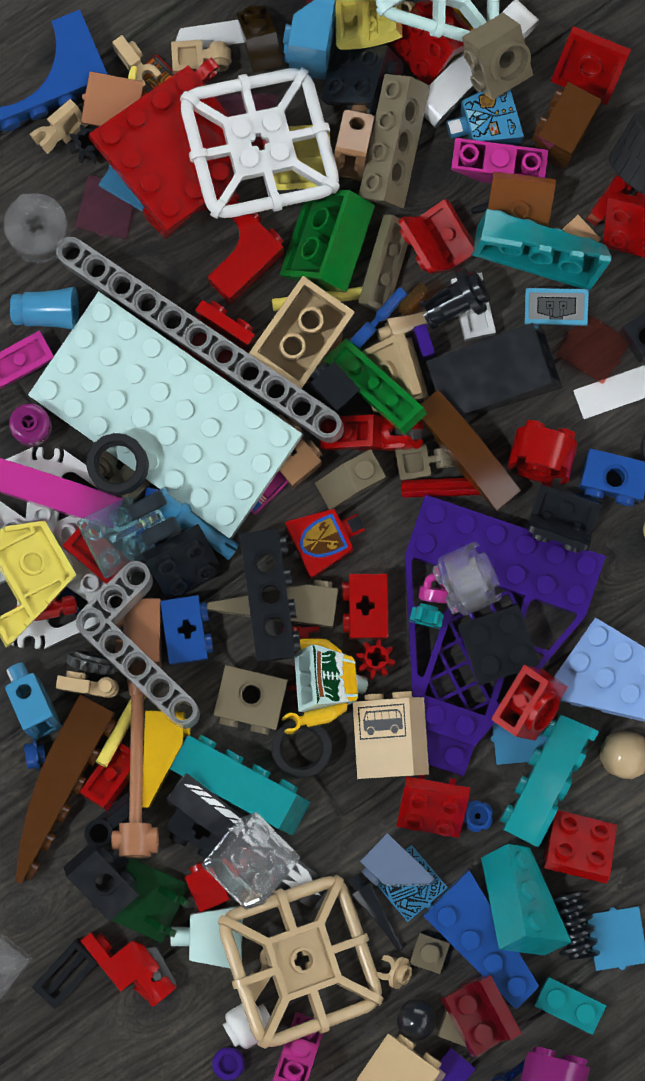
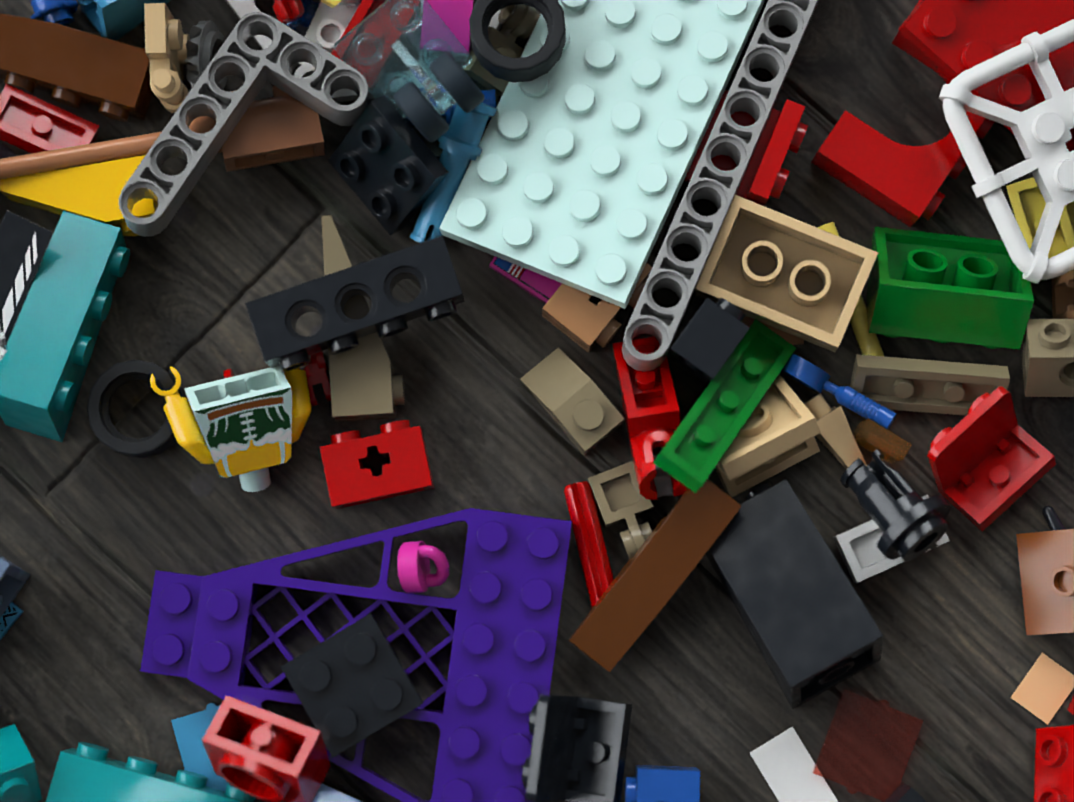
camera: 80 degrees right, 0 degrees up
(116, 737) = (97, 120): light yellow bar -> none
(174, 615) = (259, 194): blue brick -> none
(260, 715) = (176, 292): dark tan brick -> none
(323, 539) = (469, 376): torso -> none
(383, 656) = (307, 485): red gear -> none
(390, 736) = (175, 543): tan brick -> none
(423, 342) = (815, 470): dark purple tile -> none
(427, 616) = (373, 560): teal plate -> none
(433, 806) = (79, 631): red plate -> none
(467, 579) = (441, 612): clear brick -> none
(485, 820) = (72, 714): blue plate -> none
(540, 249) = (1007, 628): teal wedge -> none
(543, 452) = (677, 696): red brick -> none
(556, 306) = (920, 672): slope -> none

